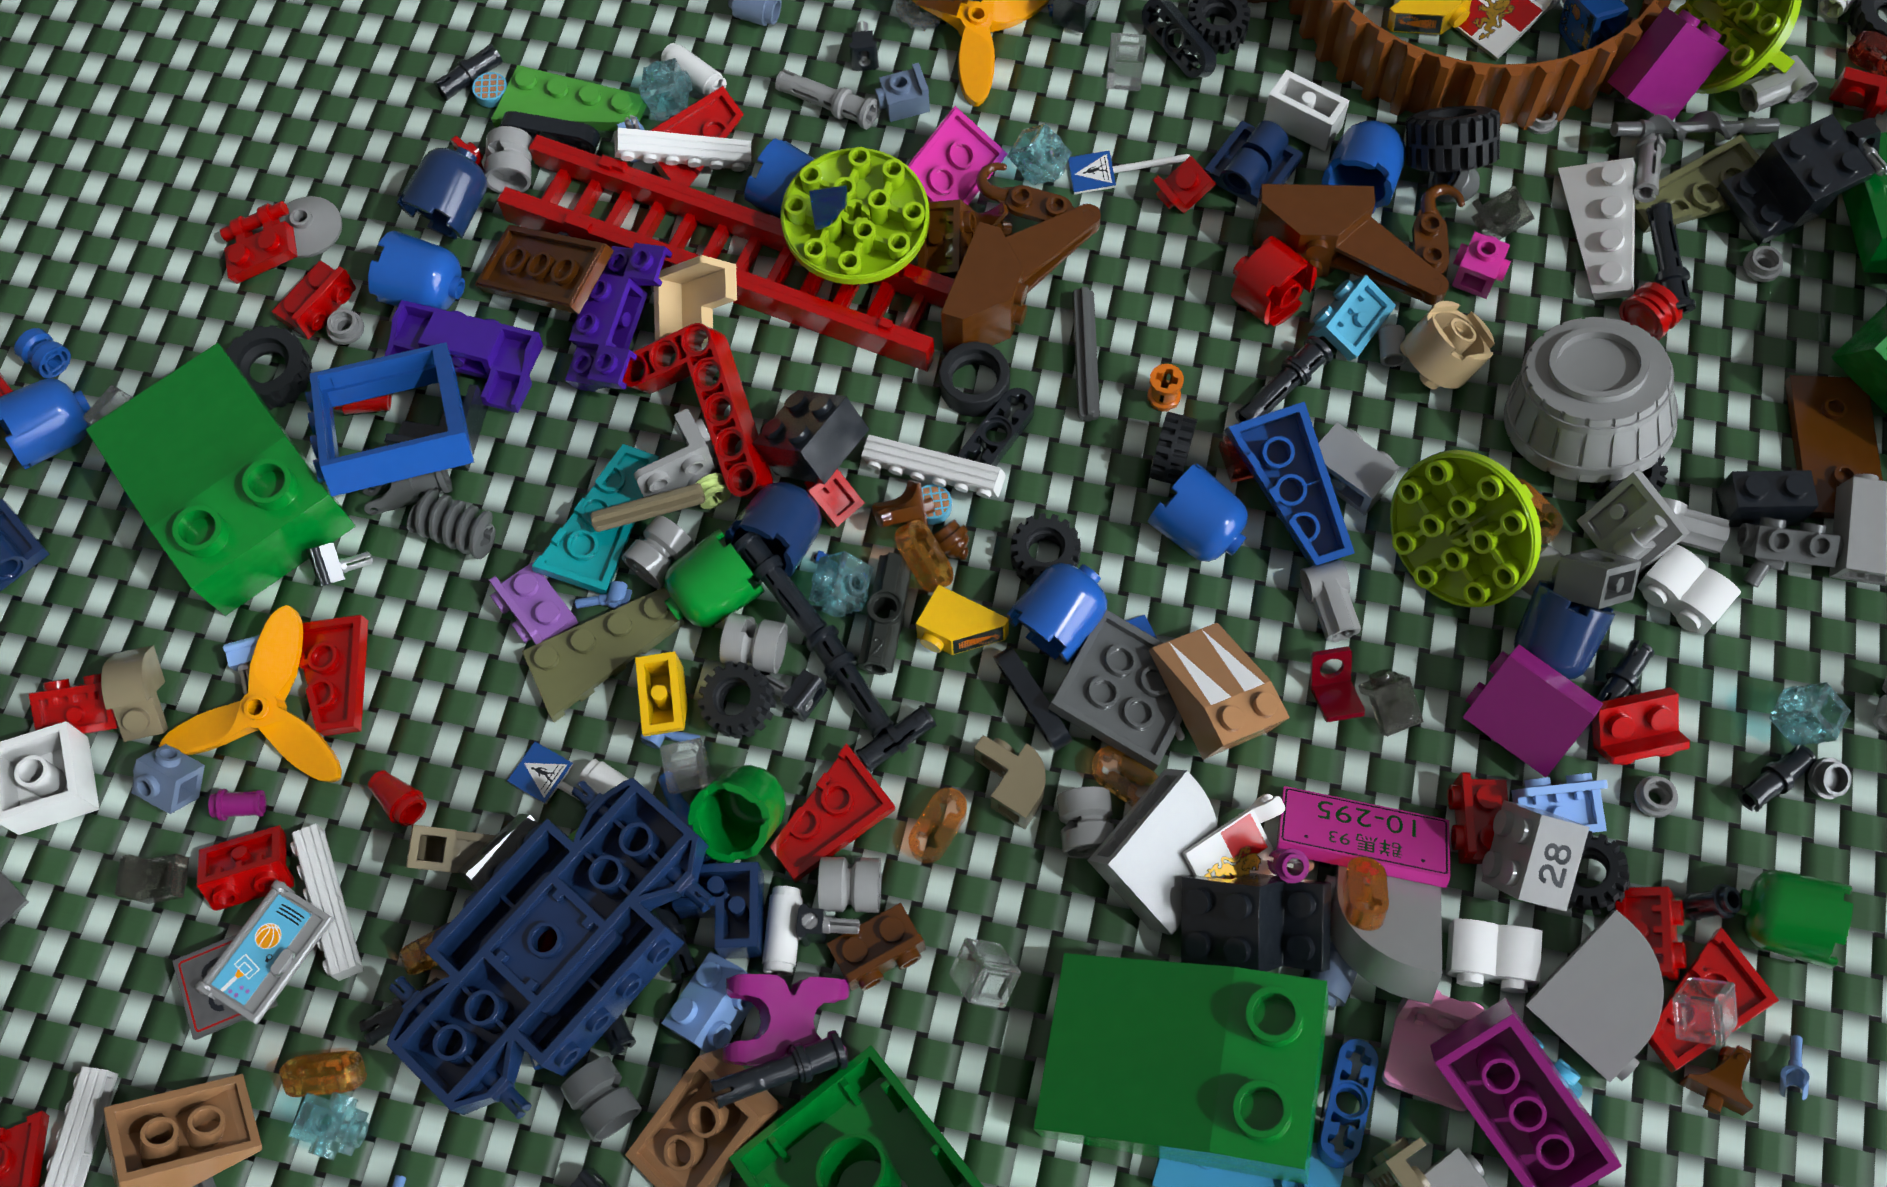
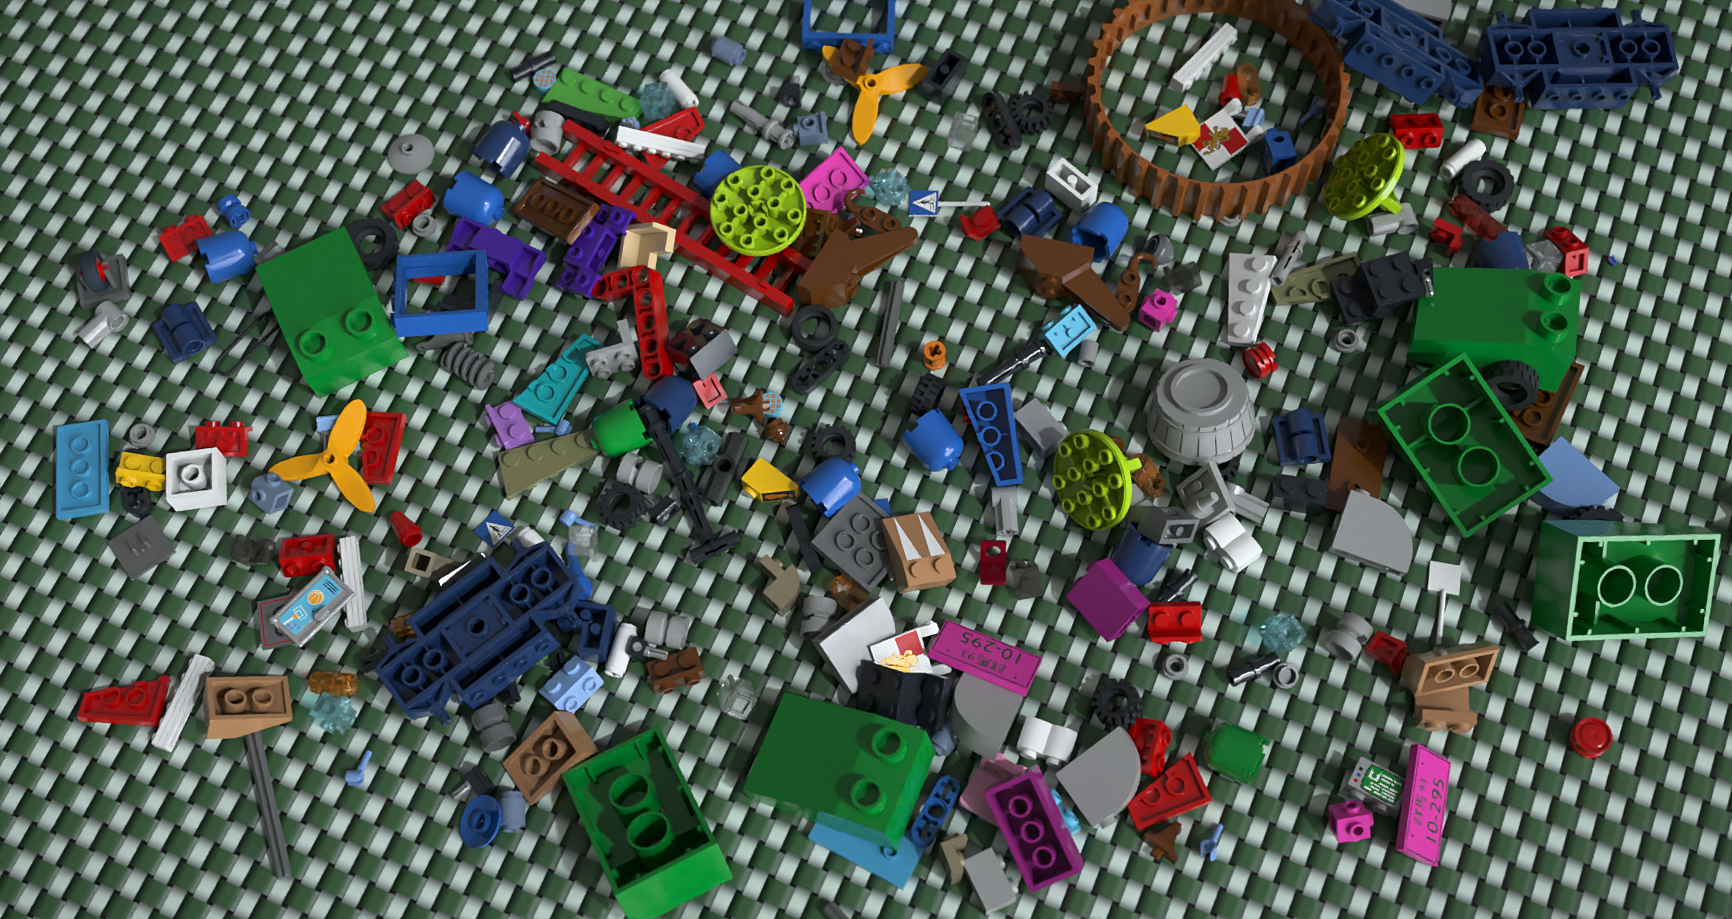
camera: 10 degrees right, 0 degrees up
(80, 595) = (237, 341): none -> black piece
(130, 689) = (256, 434): dark tan brick -> none
(234, 804) = (307, 515): magenta pin -> none
(262, 250) = (380, 166): red plate -> none
(329, 567) = (389, 380): piece -> none
(647, 507) = (590, 376): dark tan axle -> none
(658, 551) = (594, 403): light grey wheel -> none
(661, 693) = (576, 493): yellow slope -> none
(715, 490) = (633, 372): yellowish green bush -> none
(738, 812) = (607, 574): green cylinder -> none
(783, 1013) = (611, 702): magenta piece -> none
(799, 1064) = (612, 726): black pin -> none
(827, 205) = (740, 201): clear blue tile -> none
(833, 816) = (667, 587): red wing -> none
(924, 555) = (756, 437): clear orange beam -> none
(929, 820) = (725, 600): clear orange beam -> none
(933, 466) = (777, 382): white piece -> none
(1272, 281) = (1018, 298): red brick -> none
(1285, 873) = (933, 670): magenta pin -> none
(1374, 893) = (975, 690): clear orange beam -> none
(1448, 346) = (1119, 360): tan brick -> none
(1453, 138) = (1159, 223): black tyre -> none
(1475, 808) = (1063, 662): red bracket -> none
(1534, 855) = (1081, 685): light grey brick -> none
(1577, 800) = (1111, 662): light blue bracket -> none
(1666, 249) = (1281, 339): black pin -> none
(1669, 63) = (1313, 197): magenta brick -> none
(1701, 122) = (1330, 238): dark grey piece -> none
(1705, 1011) = (1161, 796): clear panel -> none
(1719, 901) = (1190, 735): black pin -> none
(1742, 416) = (1300, 438): none -> dark blue plate
(1775, 545) = (1296, 525): dark grey brick -> none

